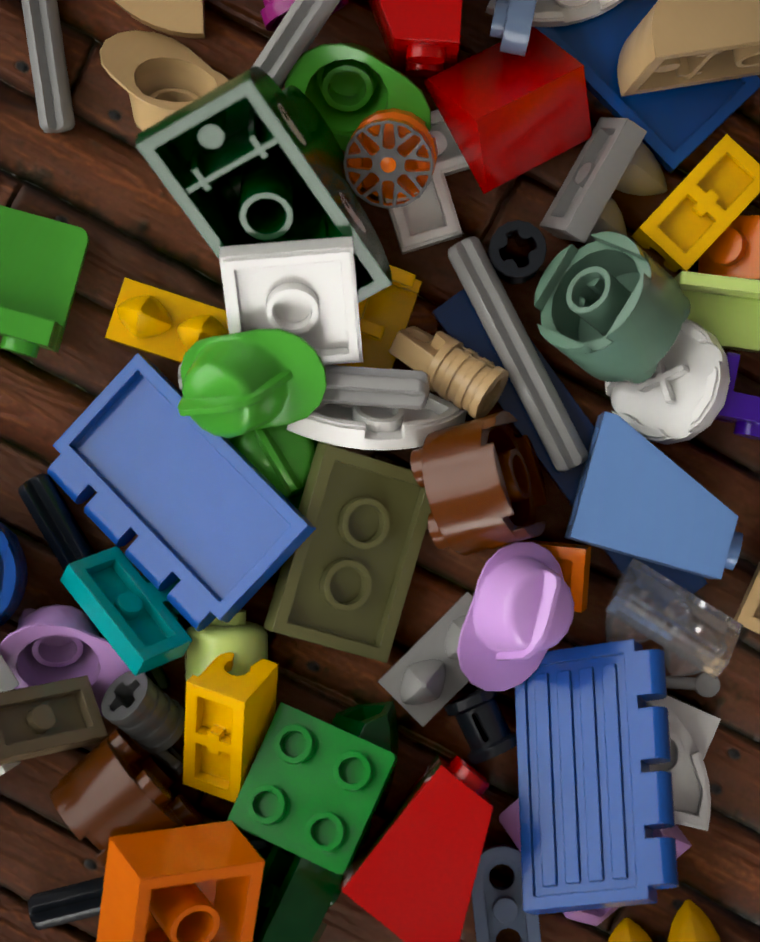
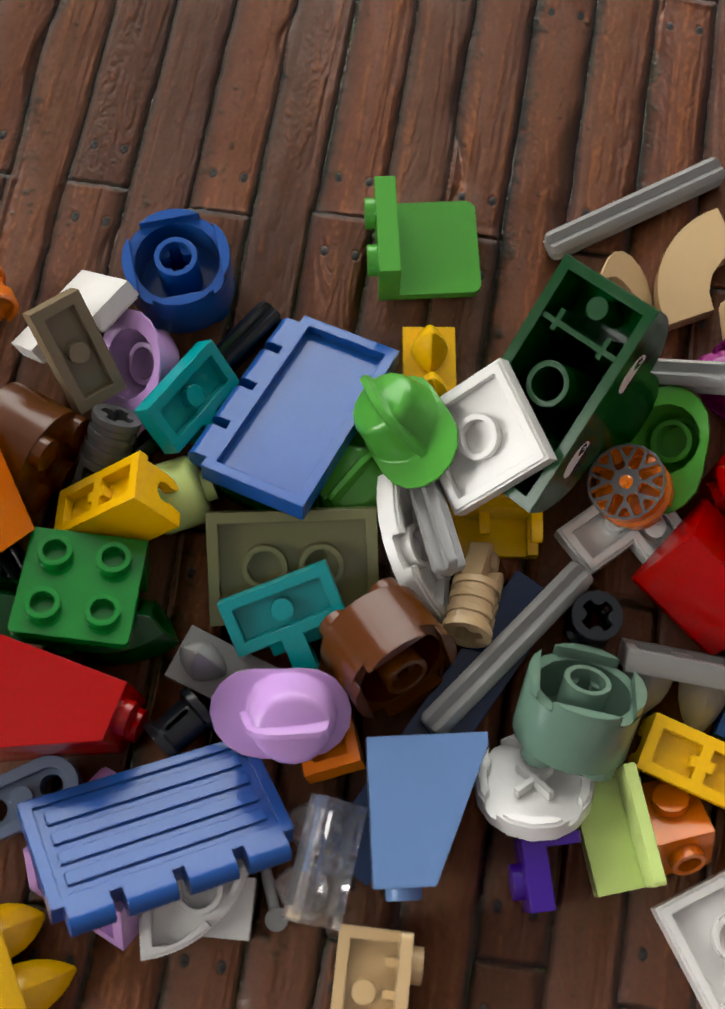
camera: 70 degrees right, 15 degrees down
(407, 580) = (283, 614): none -> teal hinge

